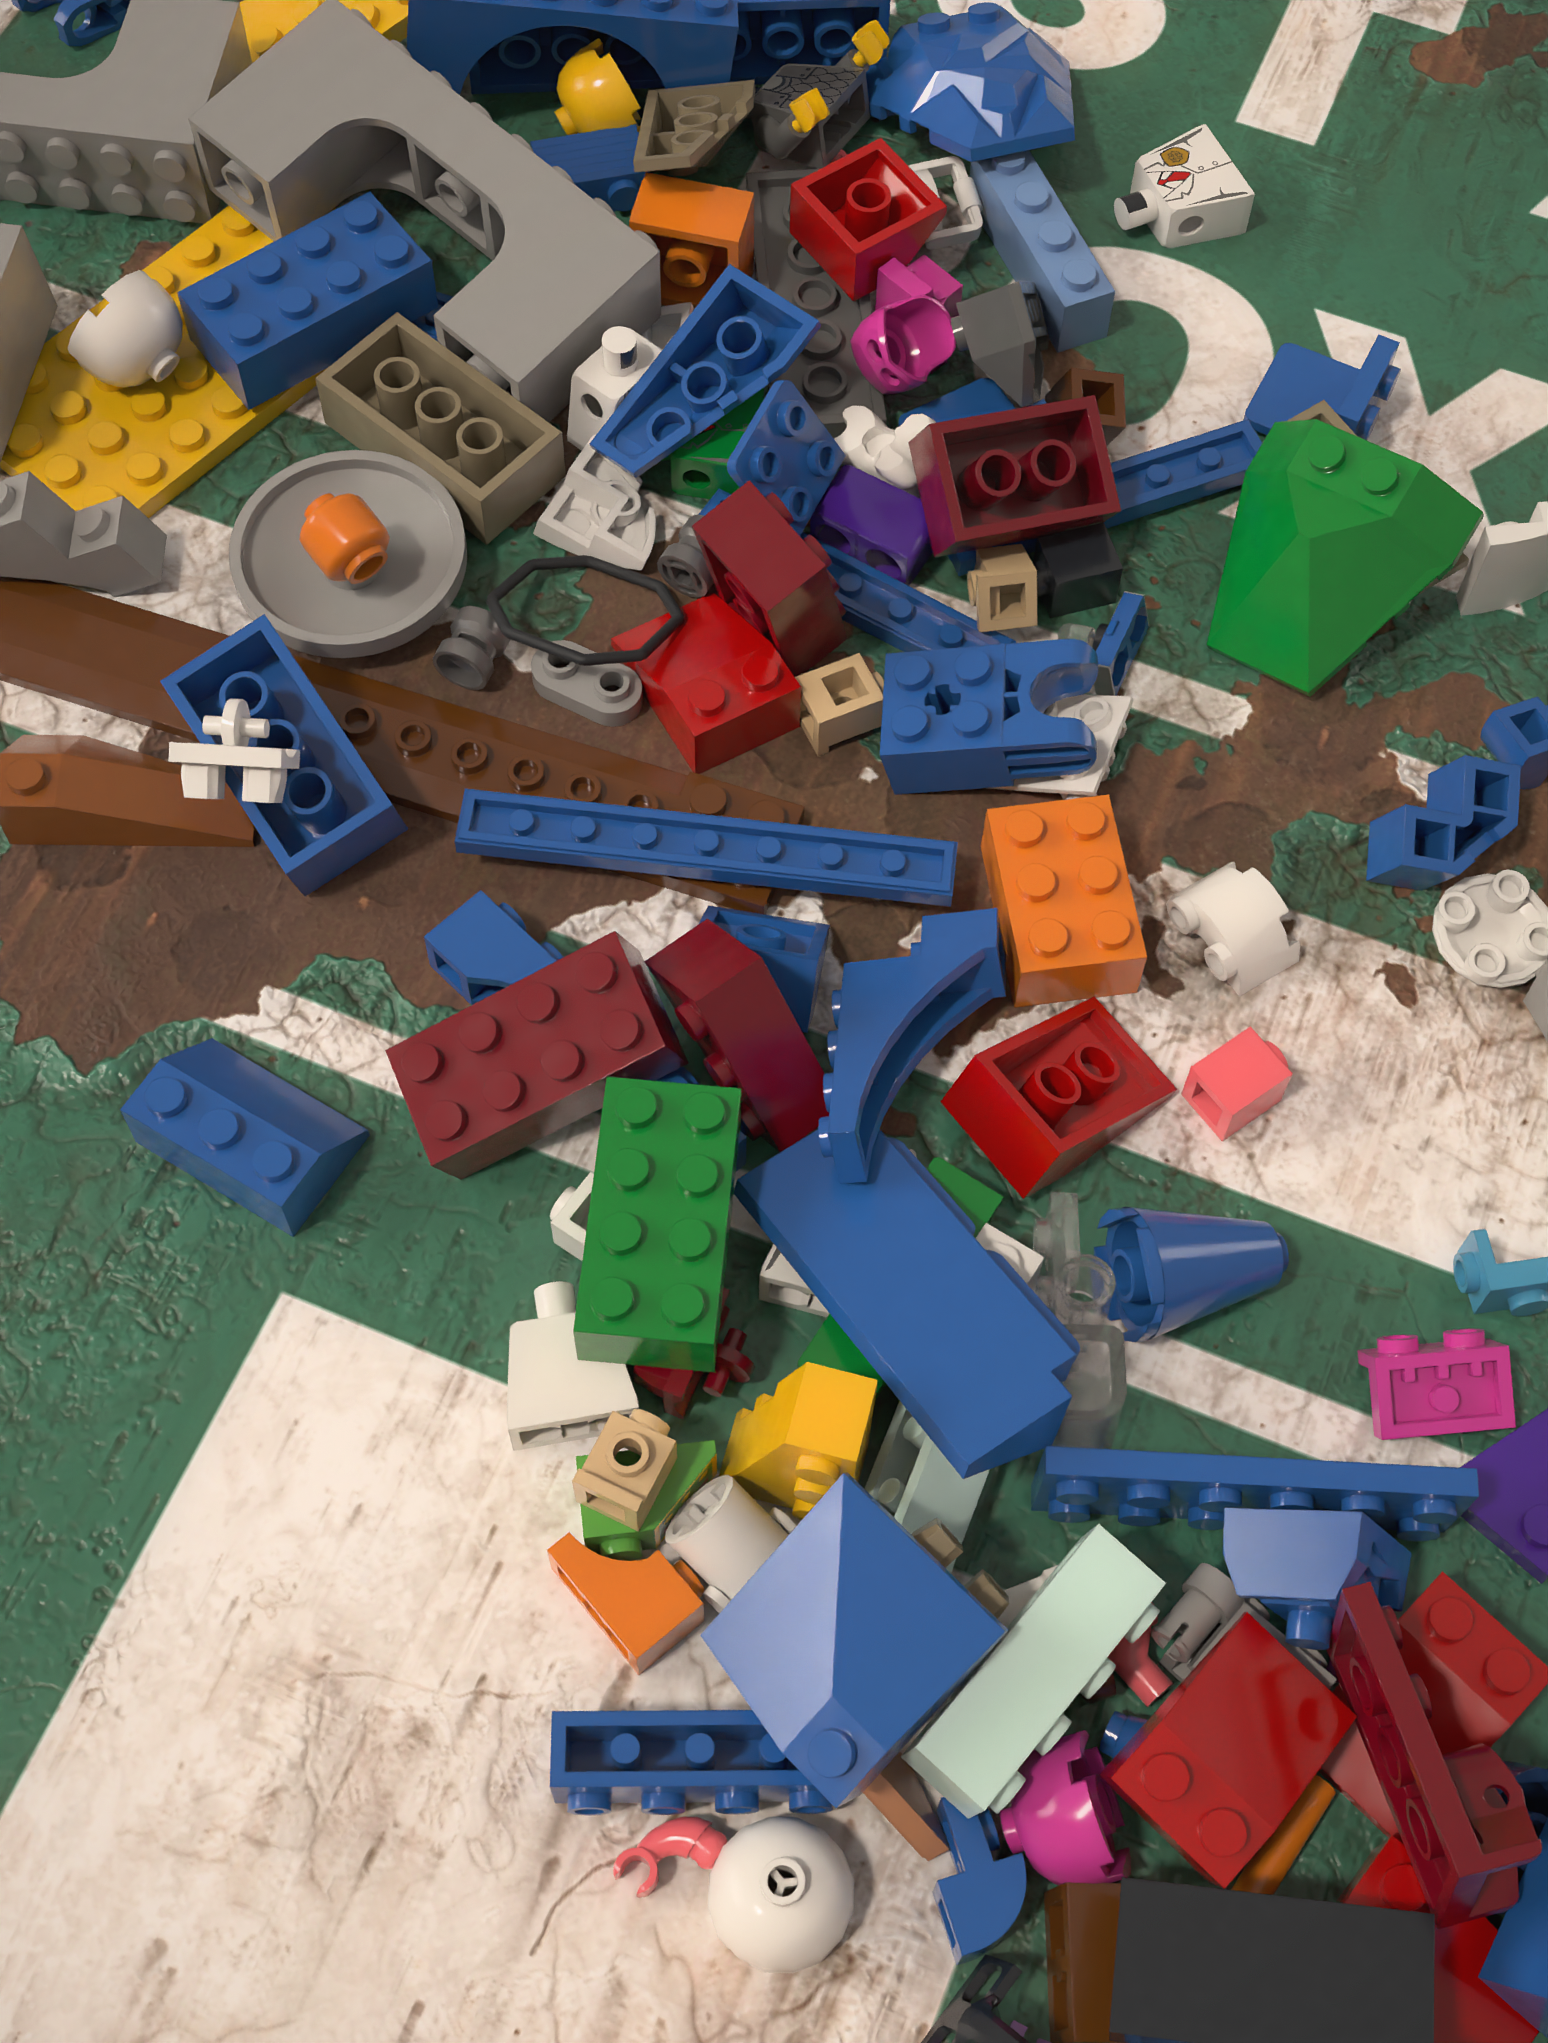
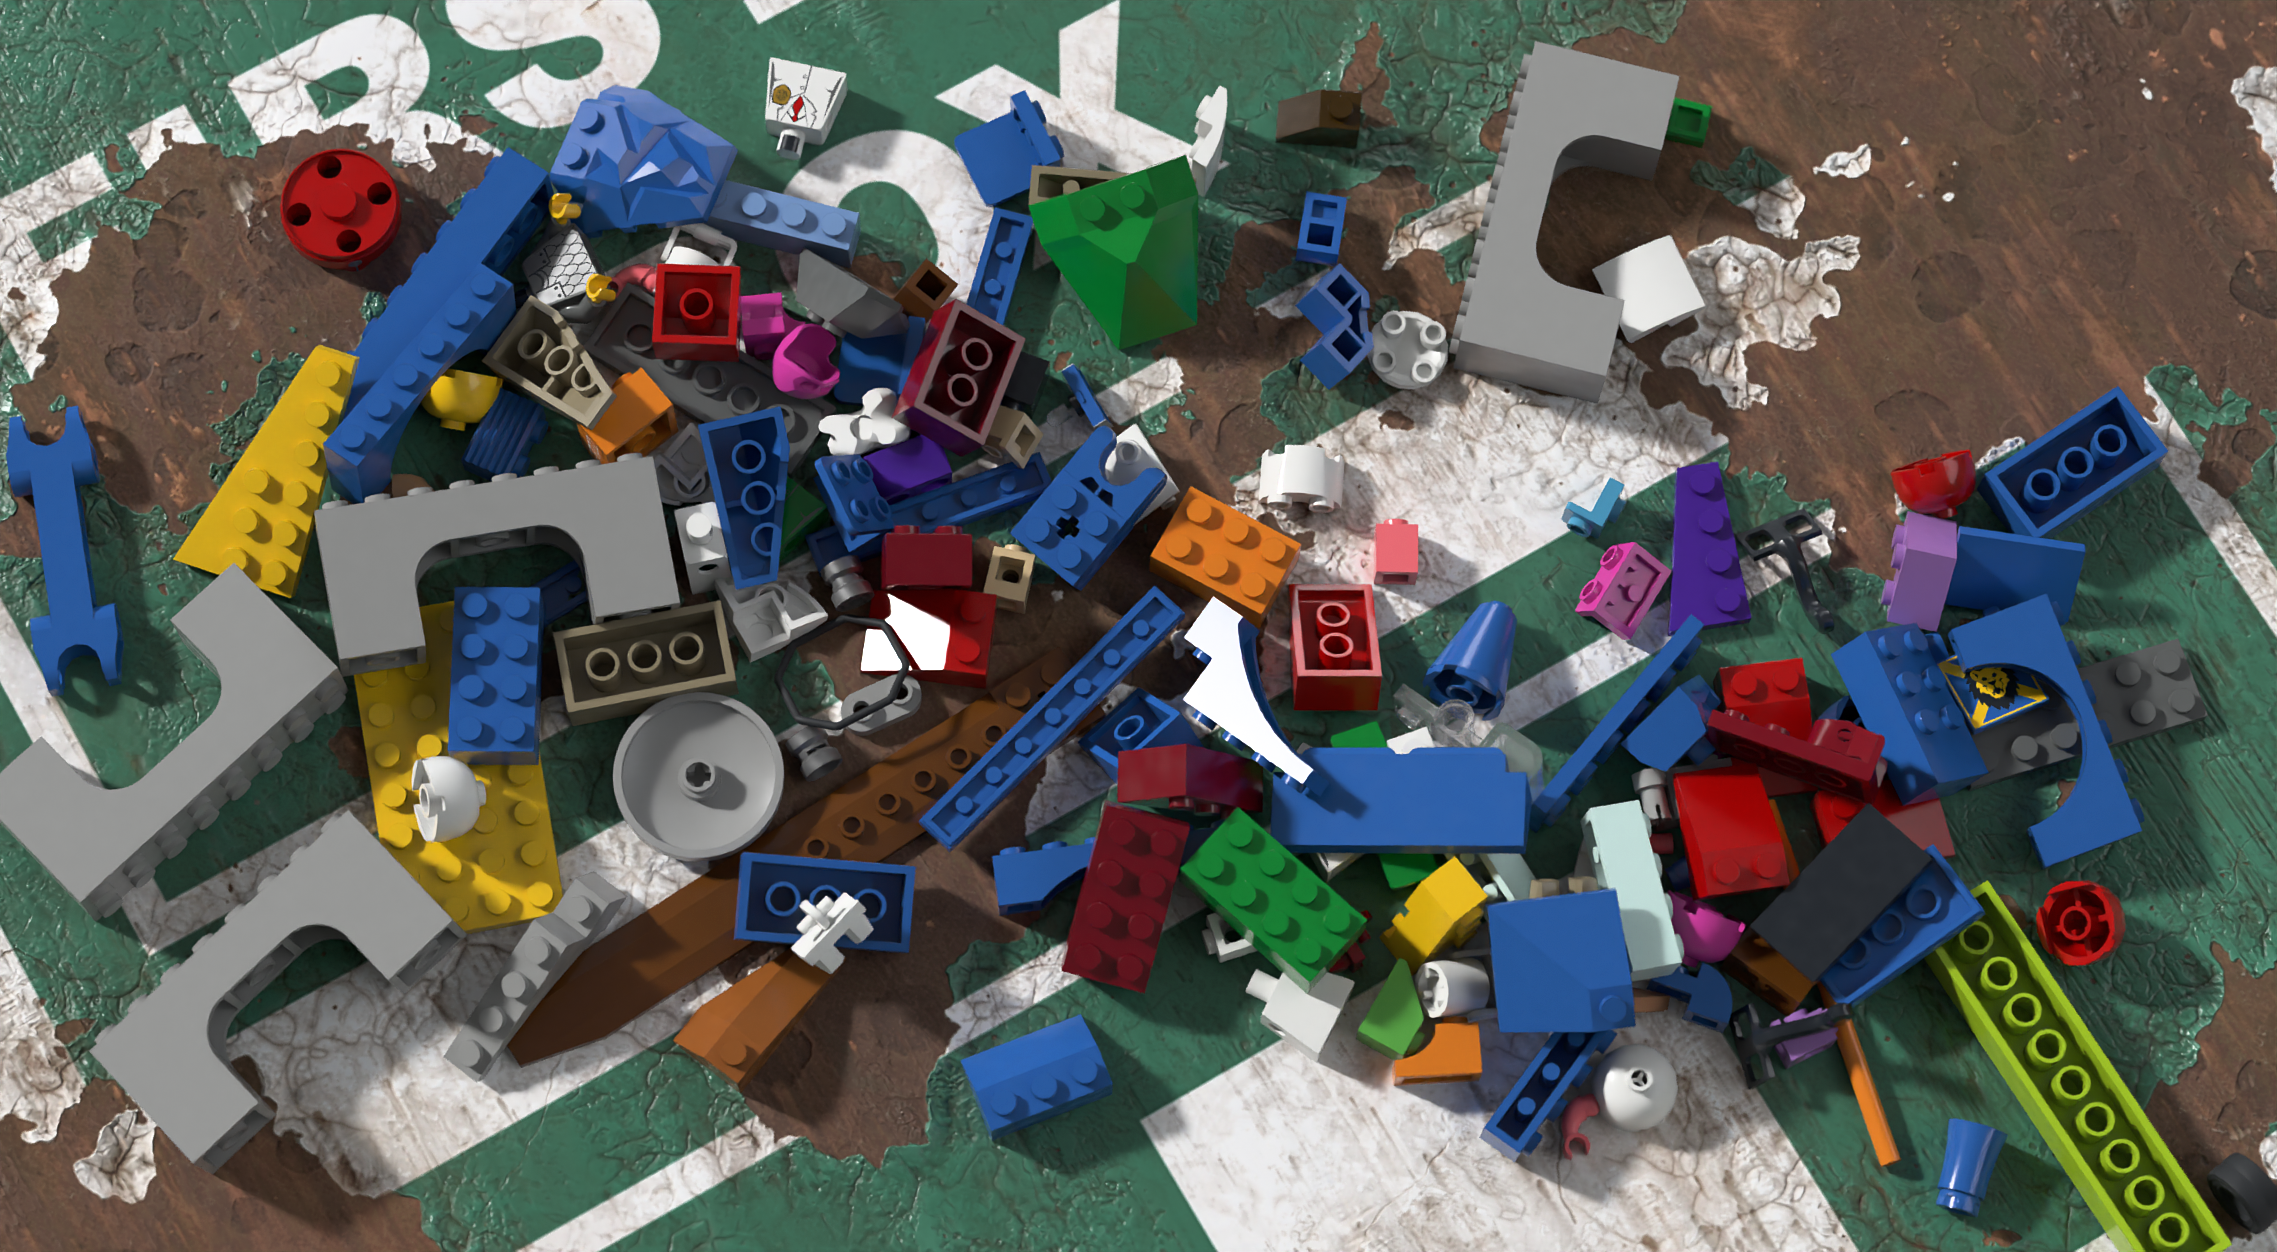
camera: 55 degrees left, 10 degrees up
(344, 538) = (706, 773): orange head -> none
(621, 1490) = (1388, 1023): tan brick -> none

